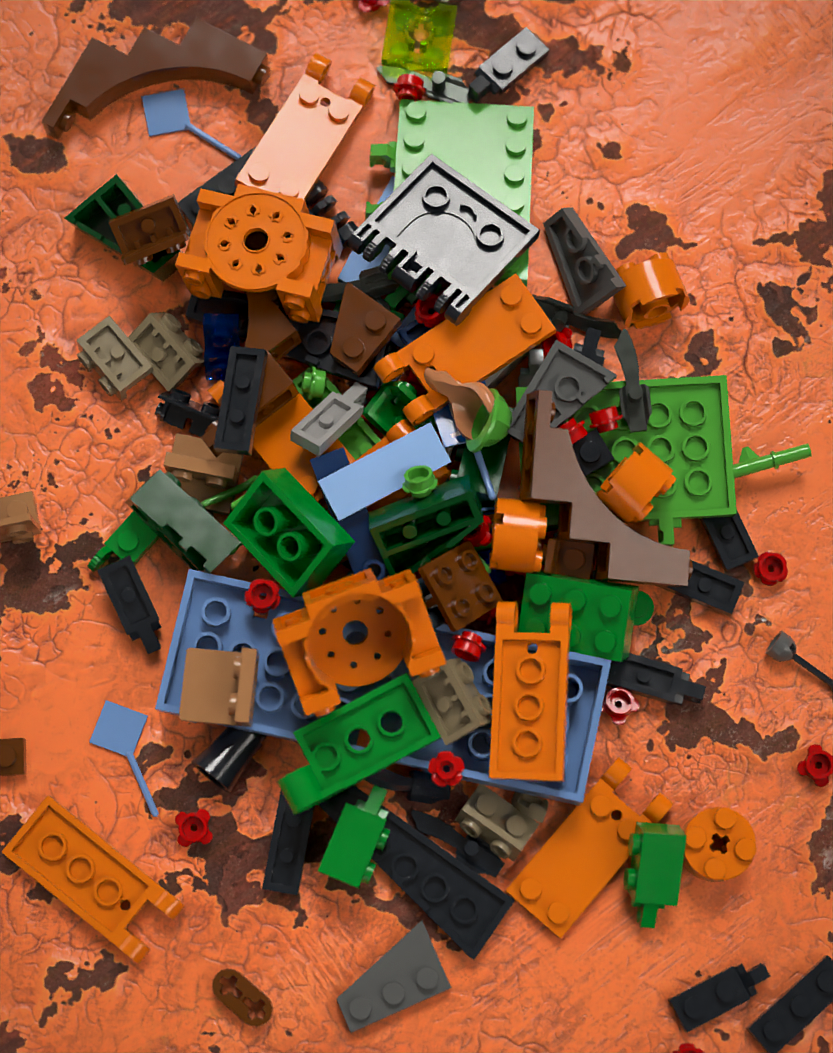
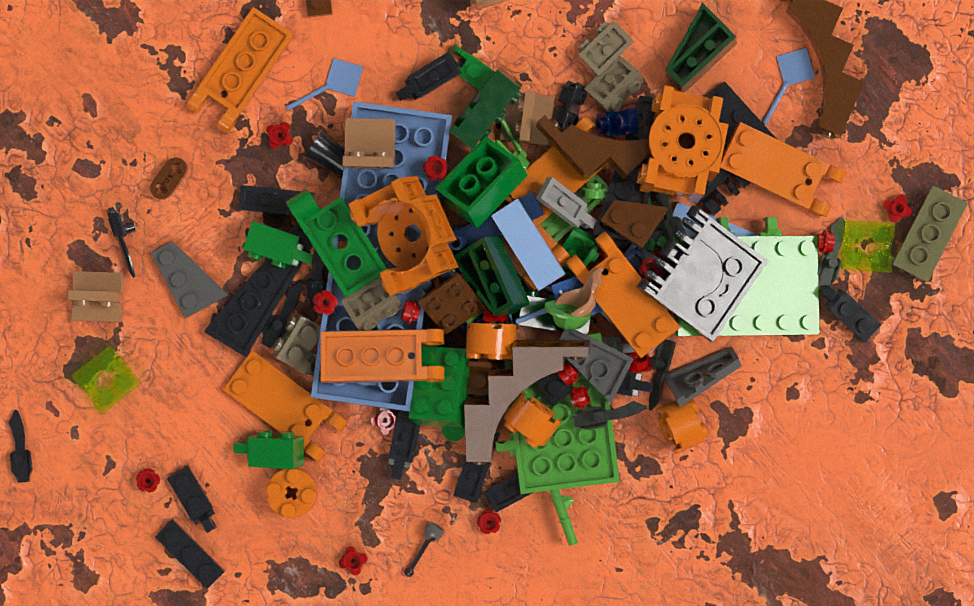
camera: 90 degrees right, 10 degrees up
(150, 230) = (692, 65): reddish brown bracket -> none
(240, 400) = (570, 140): black plate -> none
(419, 481) = (521, 269): bright green plate -> none

